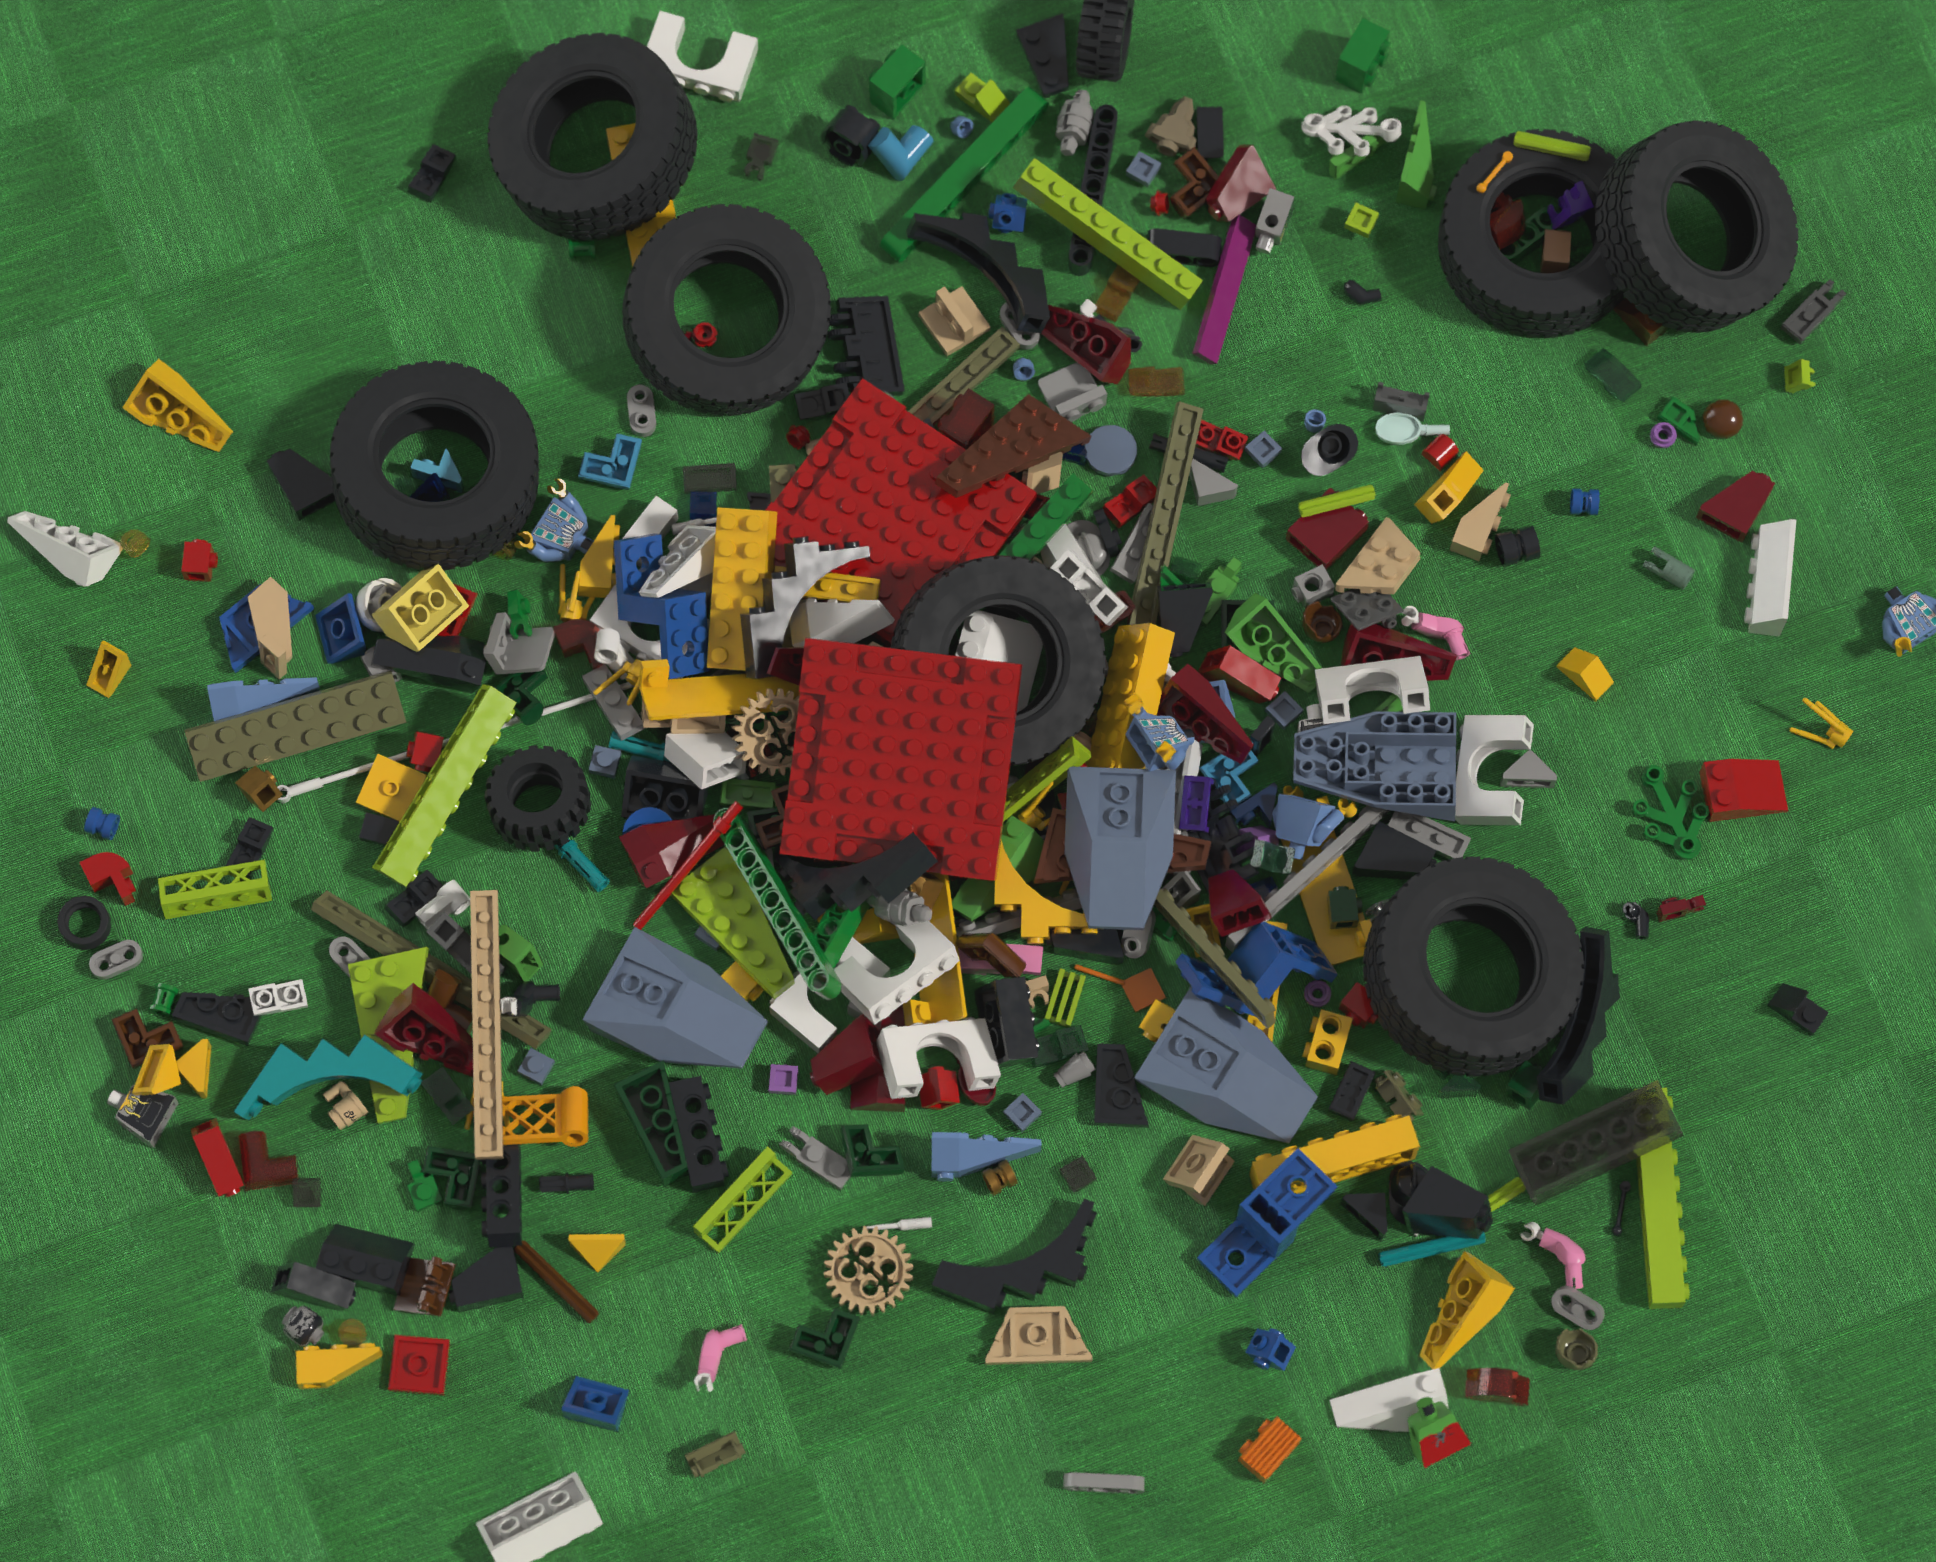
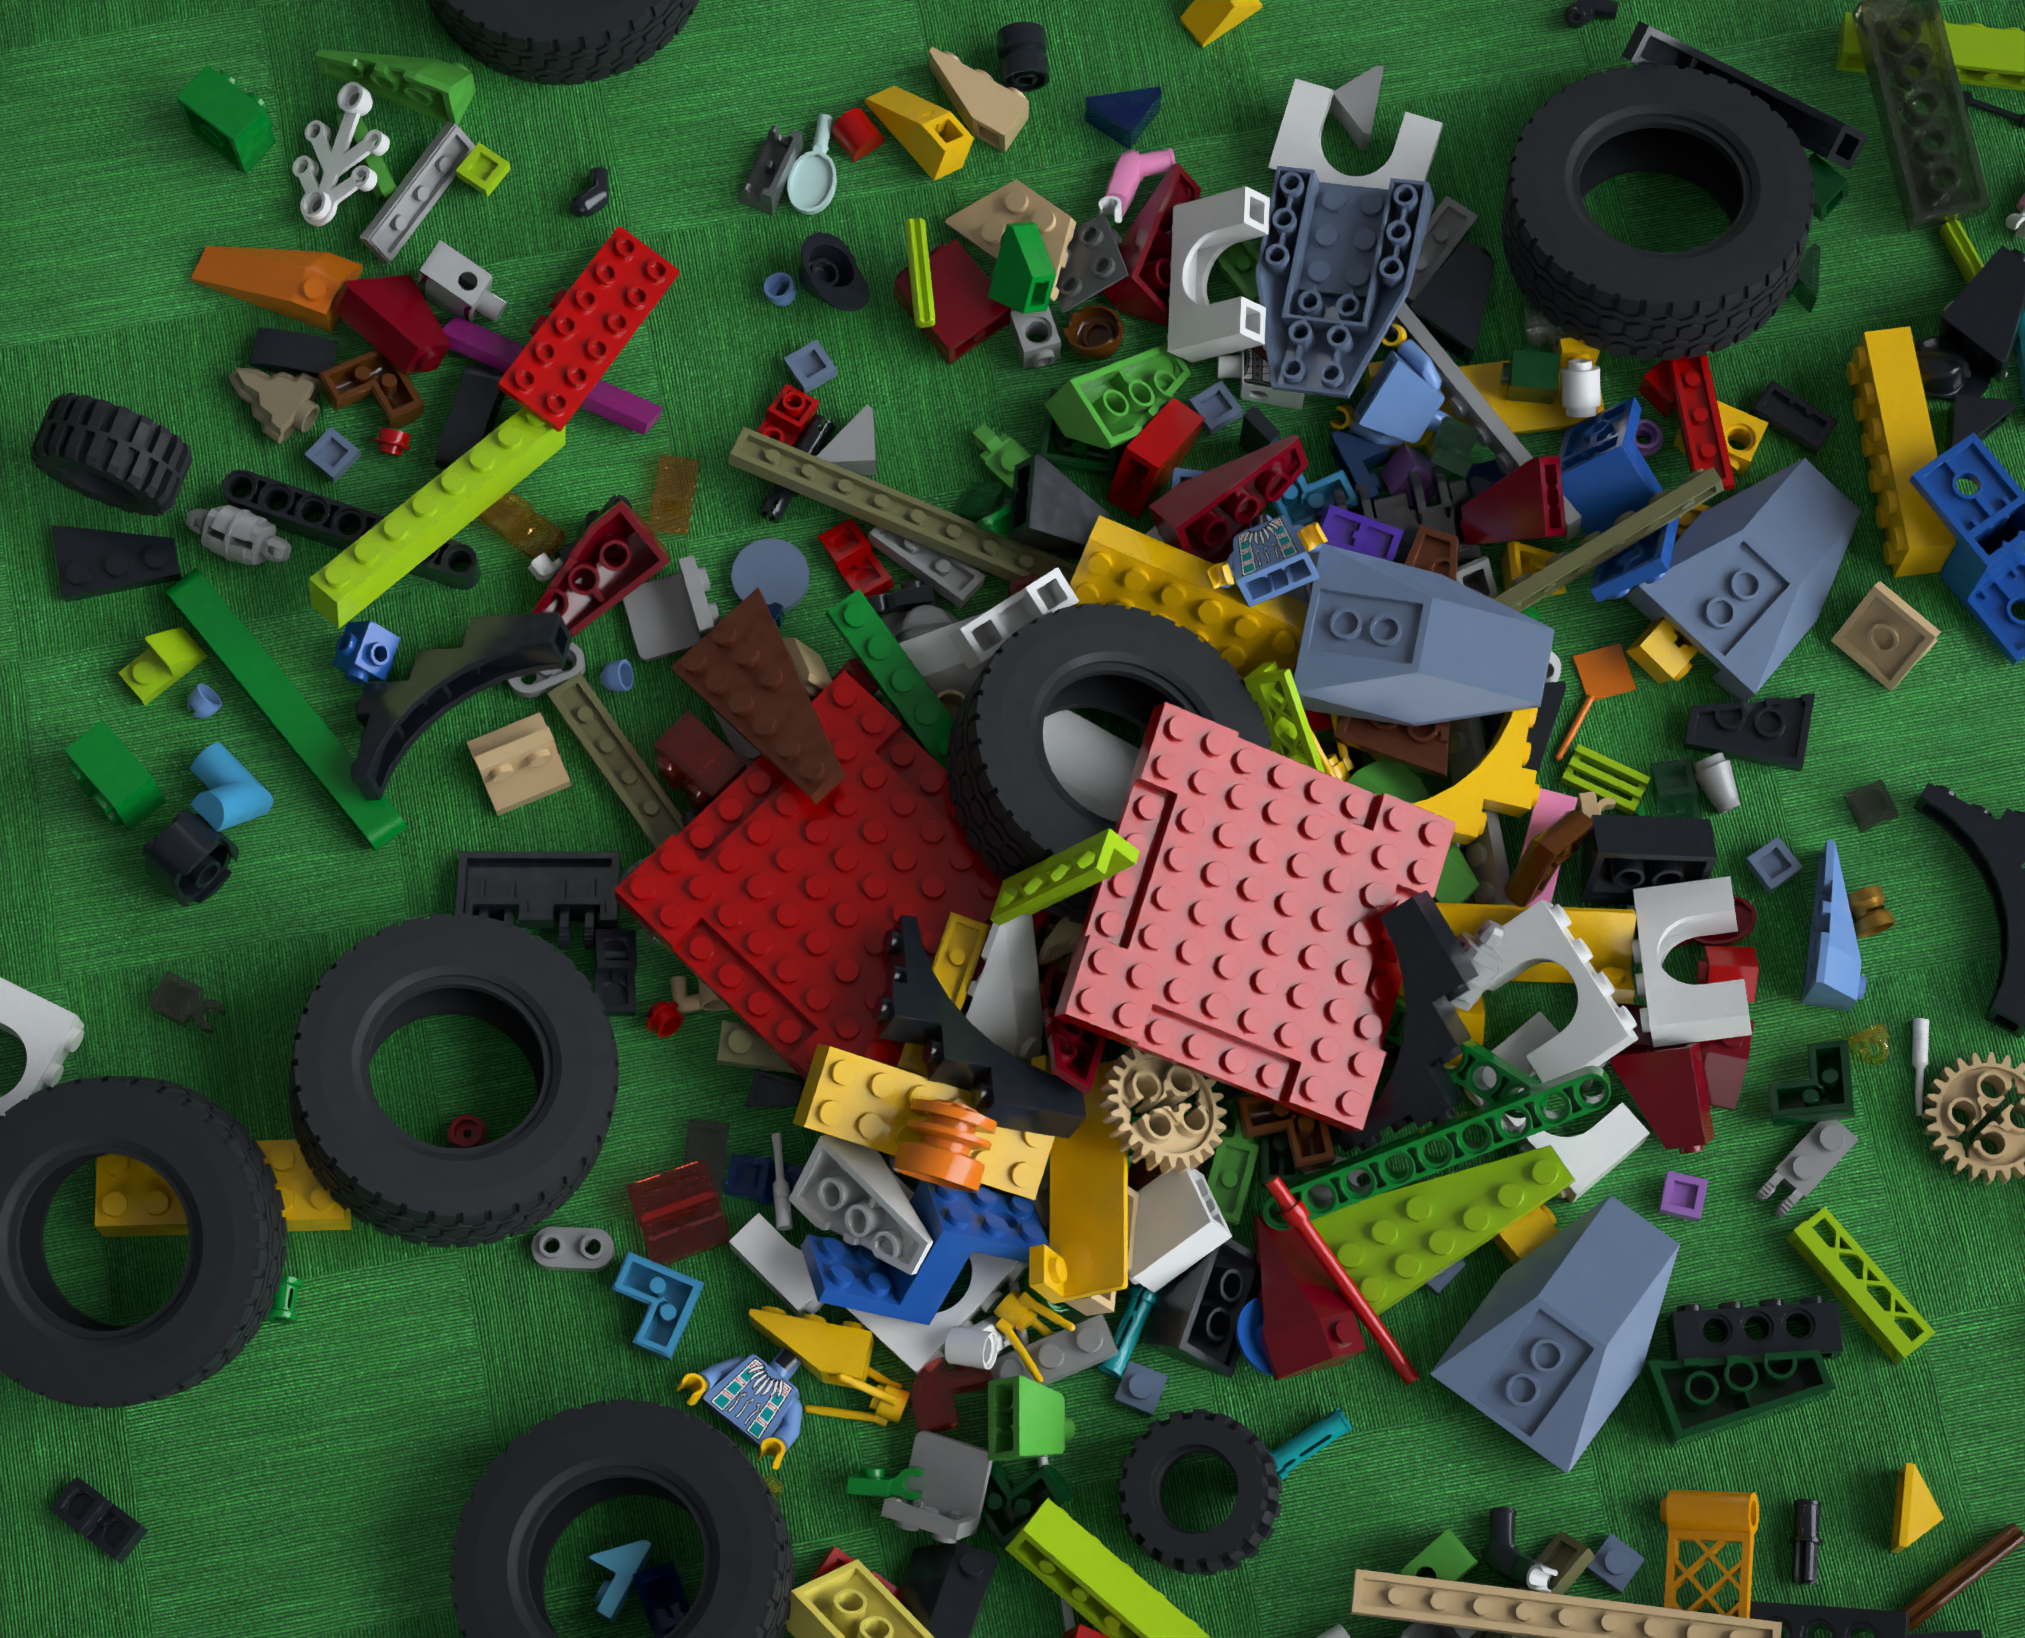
camera: 80 degrees left, 0 degrees up
(566, 688) = (1025, 1420): none -> bright green torso
(672, 466) = (679, 1213): none -> clear red slope
(723, 590) = (945, 1145): none -> orange wheel
(895, 623) = (1063, 875): none -> lime fence
(909, 1188) = (1868, 1038): none -> clear yellow tile
(1257, 303) = (587, 328): none -> red bracket
(1262, 114) = (279, 280): none -> orange wedge
(1325, 1021) = (1699, 417): none -> red tile
(1338, 184) = (417, 193): none -> light grey tile
(1338, 940) = (1580, 388): none -> white brick
(1346, 561) = (1023, 270): none -> green slope
(1392, 1087) = (1794, 362): olive hinge -> none
(1489, 620) = (1123, 114): none -> clear blue slope

